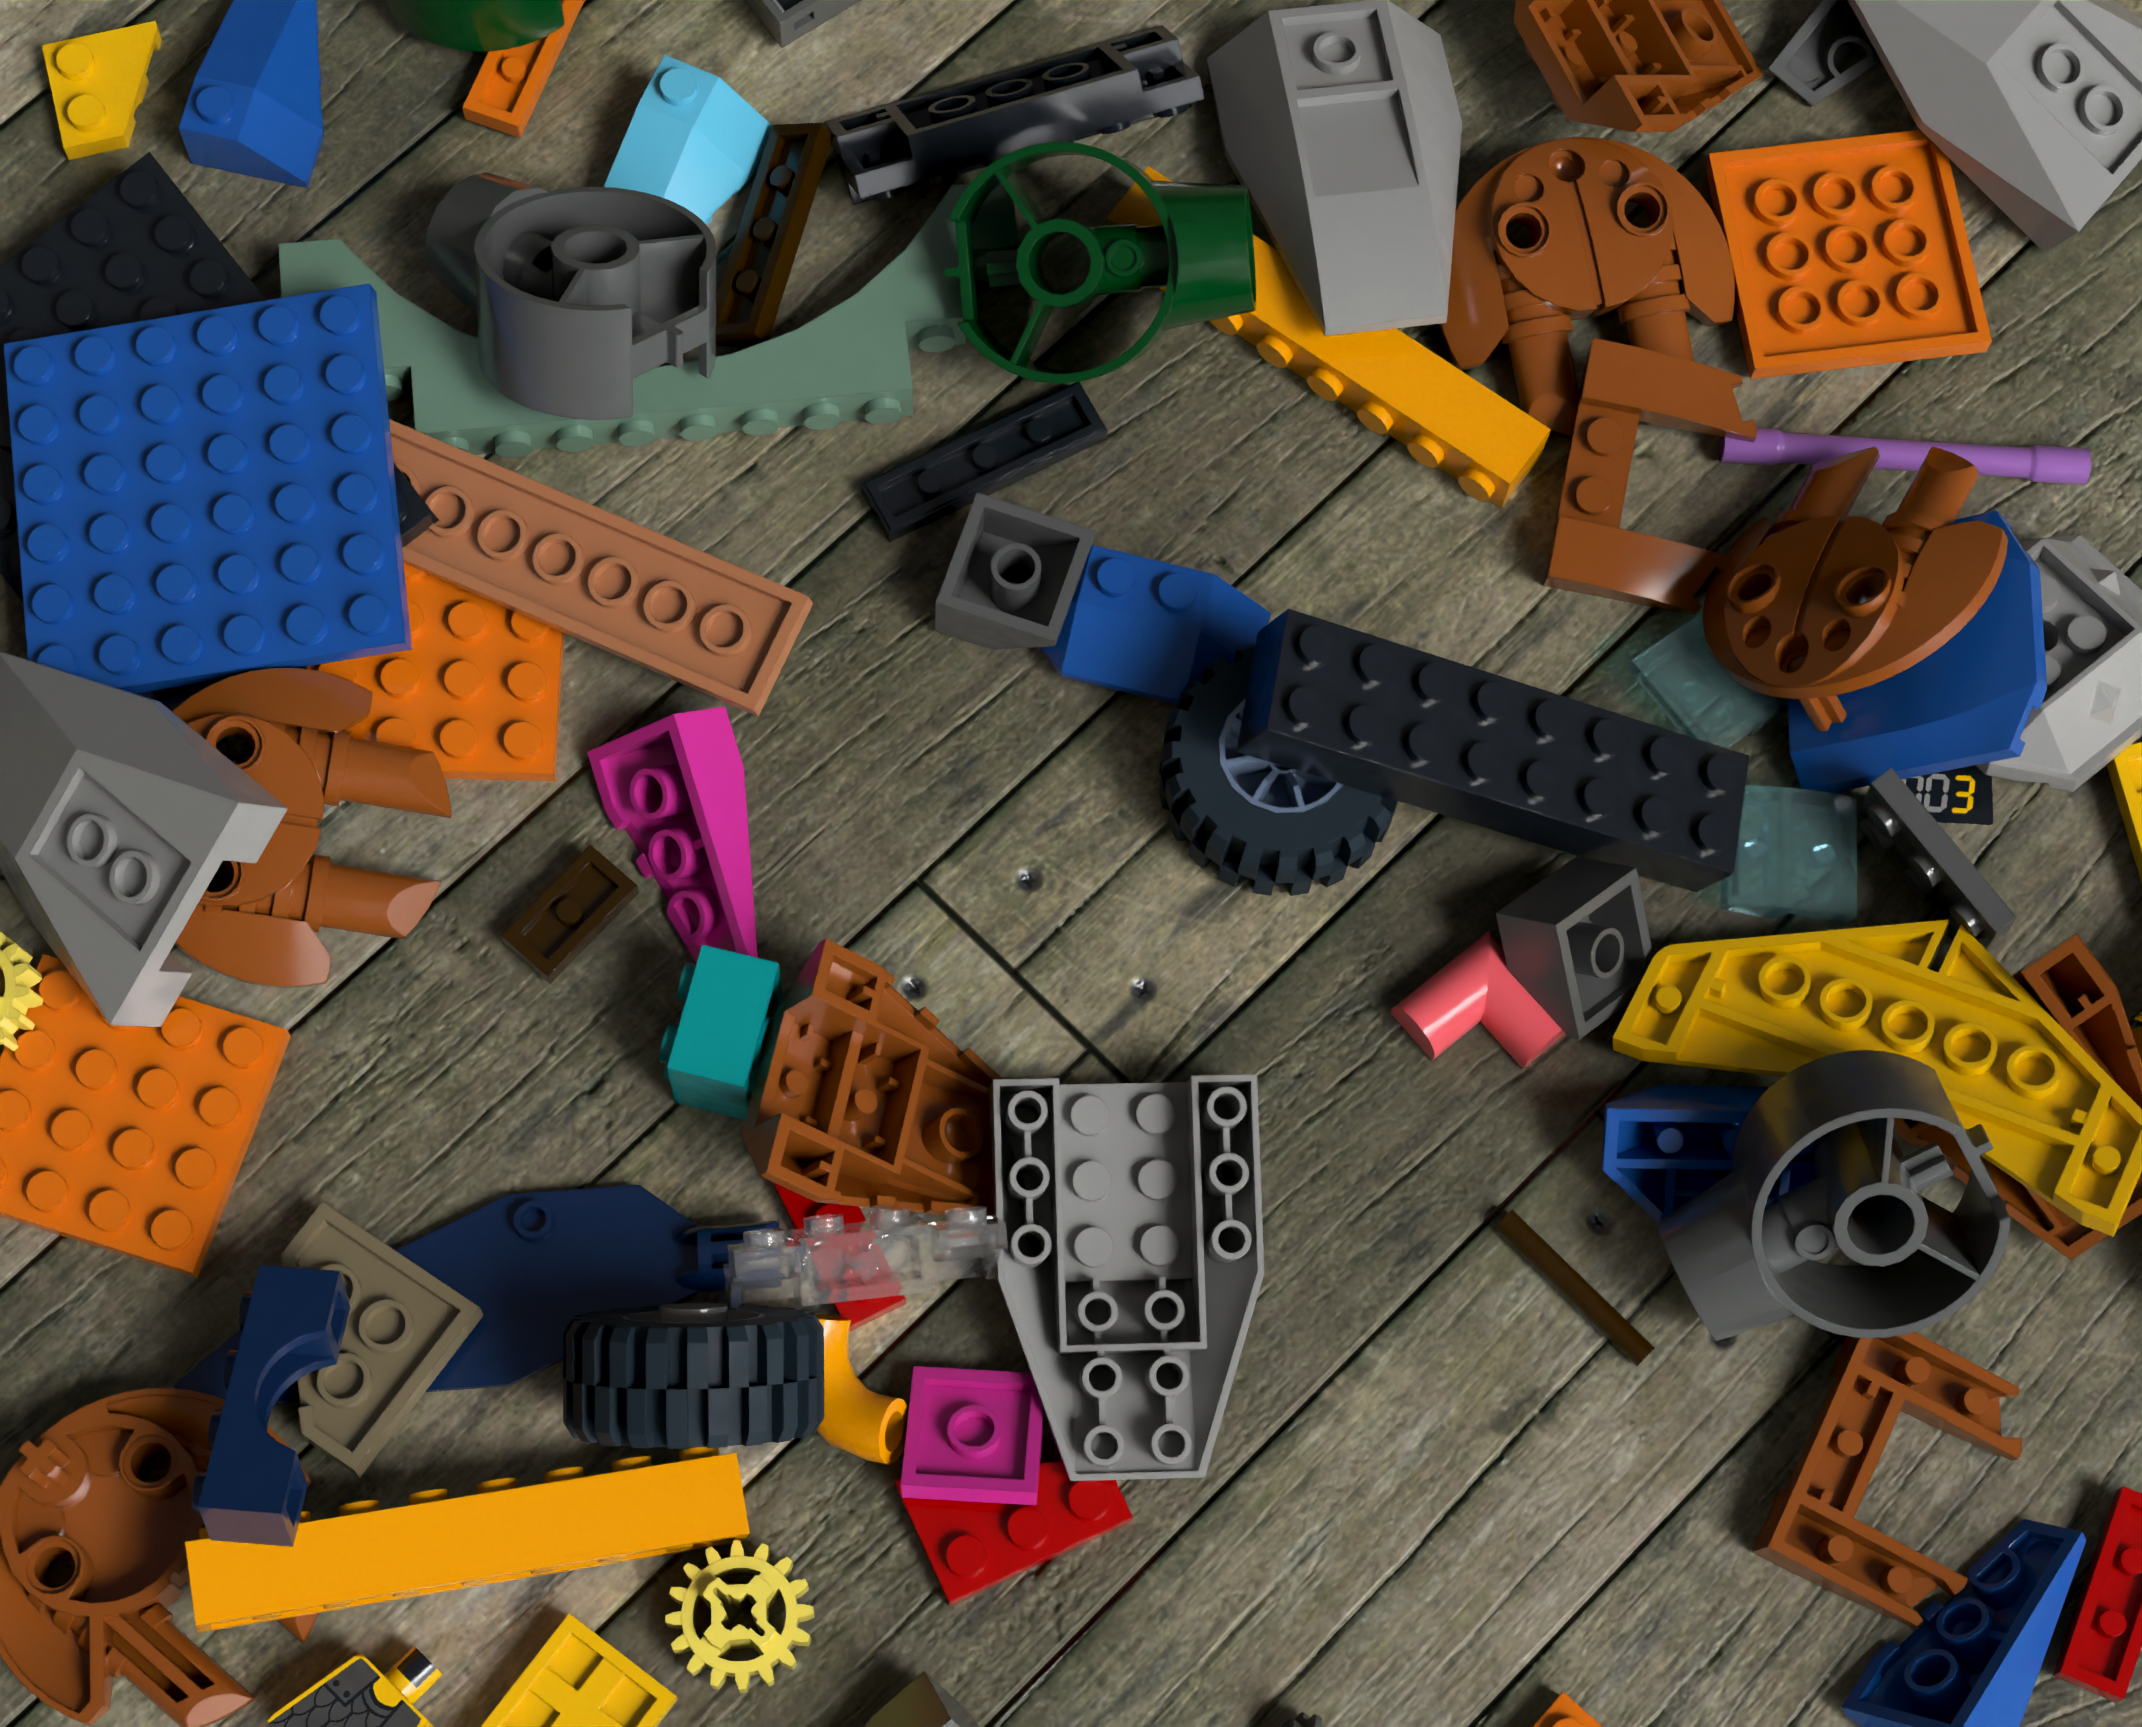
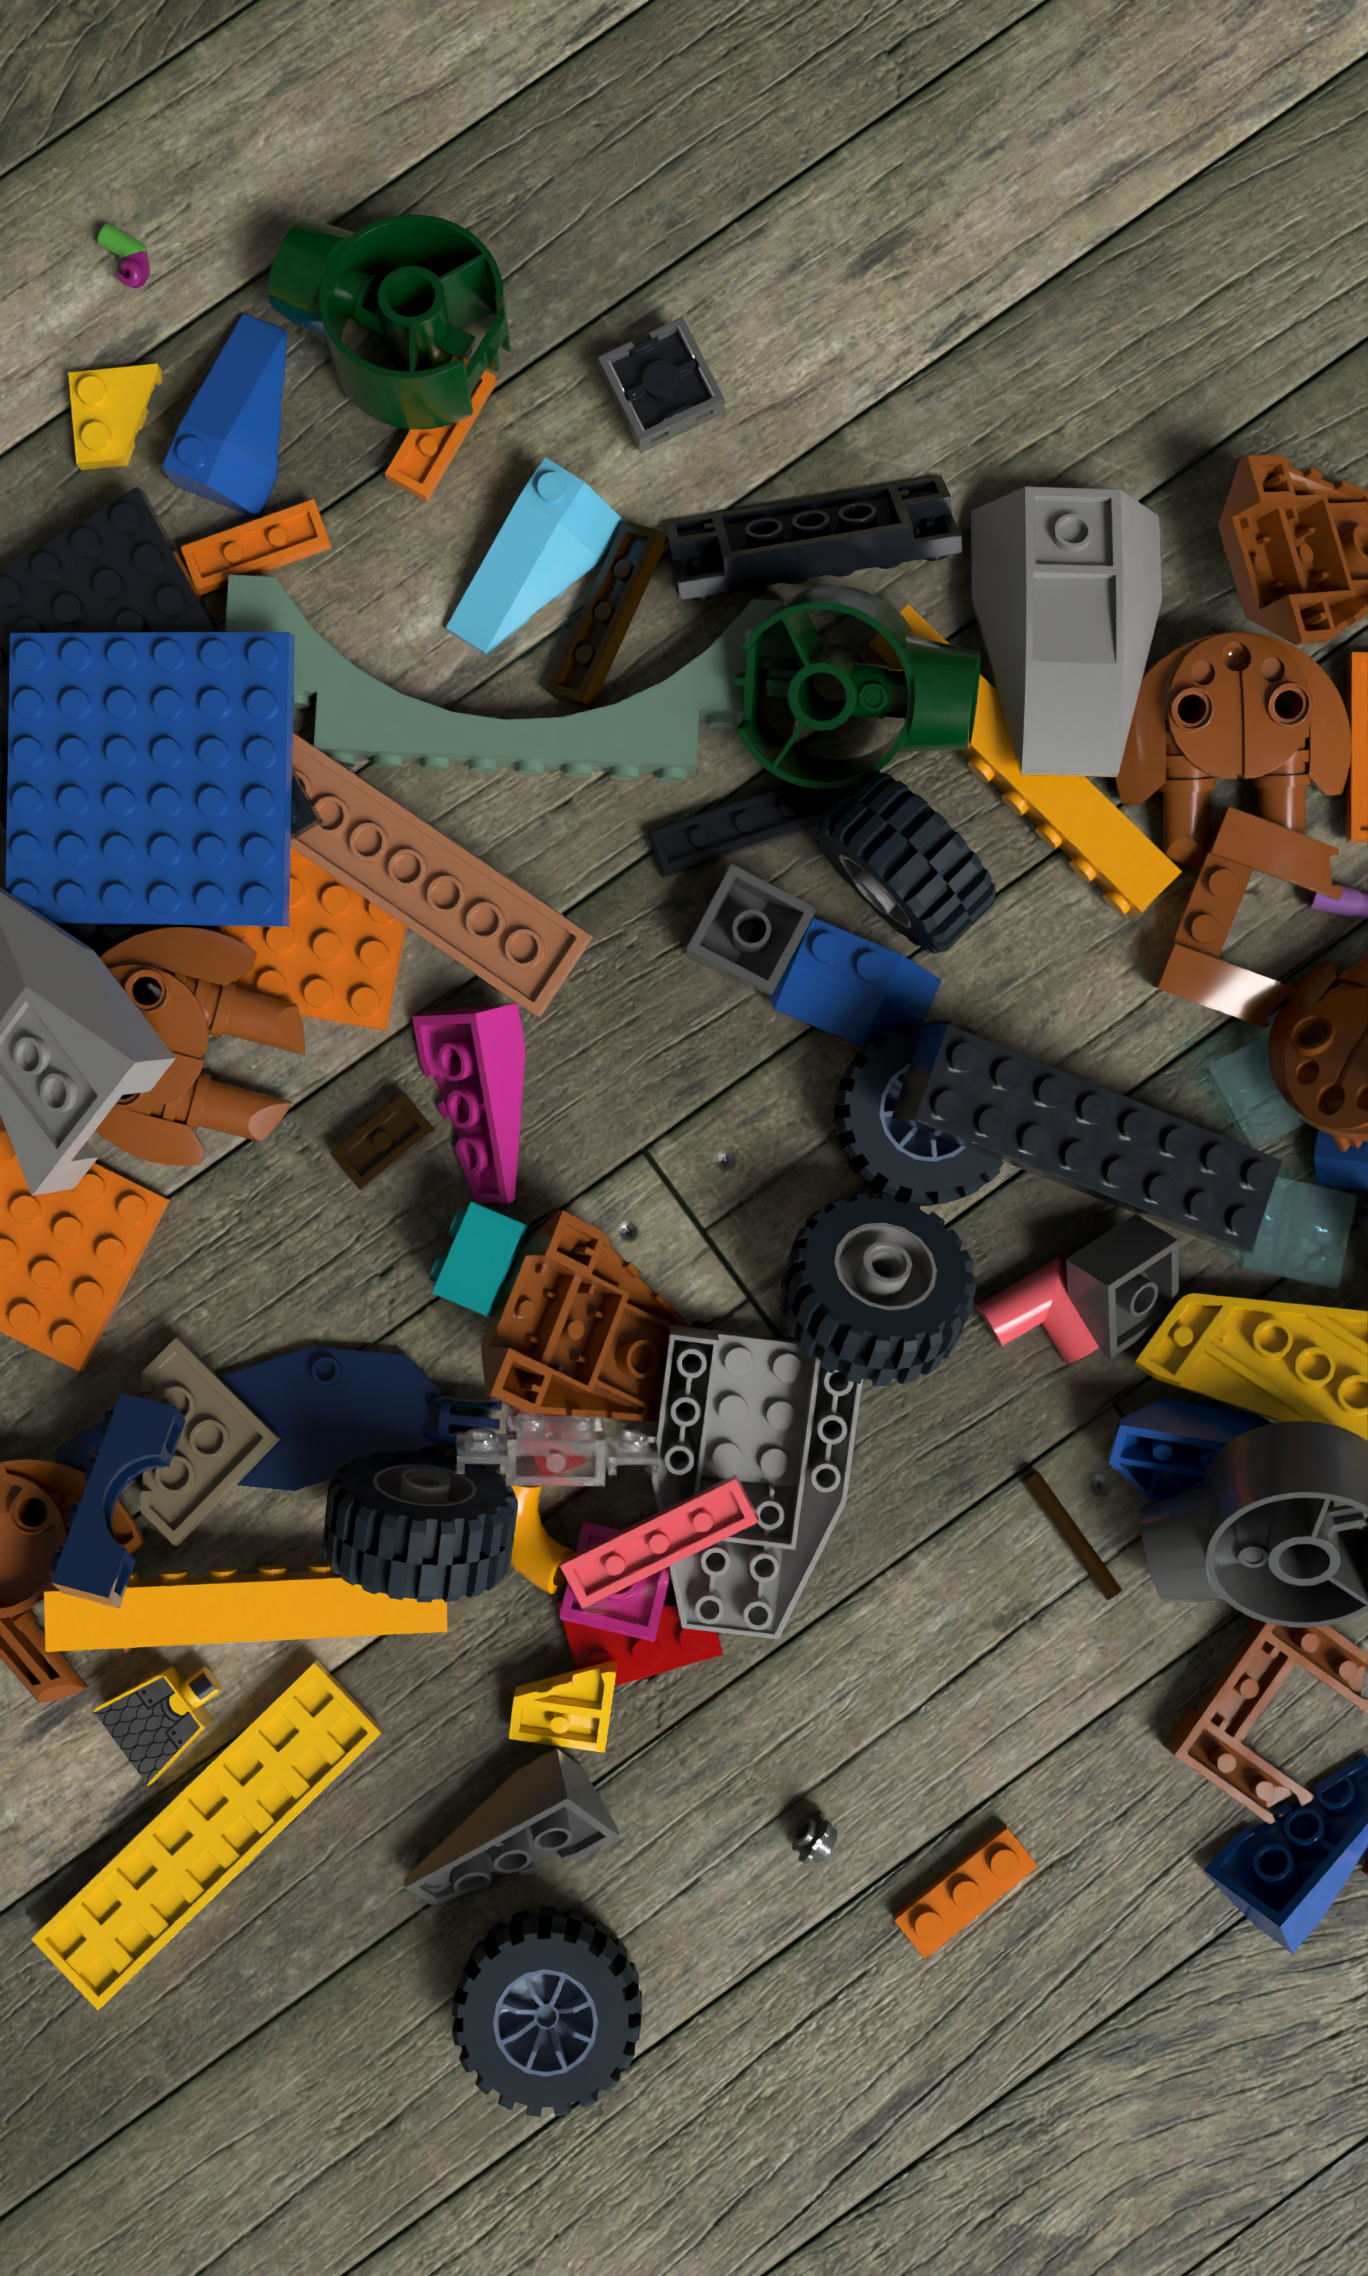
camera: 15 degrees right, 15 degrees up
(311, 211) = (256, 546): none -> orange plate
(575, 289) = (474, 634): dark grey animal -> none
(718, 1640) = (449, 1700): light yellow gear -> none
(929, 1621) = (566, 1709): none -> yellow wing
(1021, 1356) = (659, 1541): none -> coral plate
(1198, 453) = (905, 861): none -> black wheel
(1256, 983) = (877, 1289): none -> black wheel

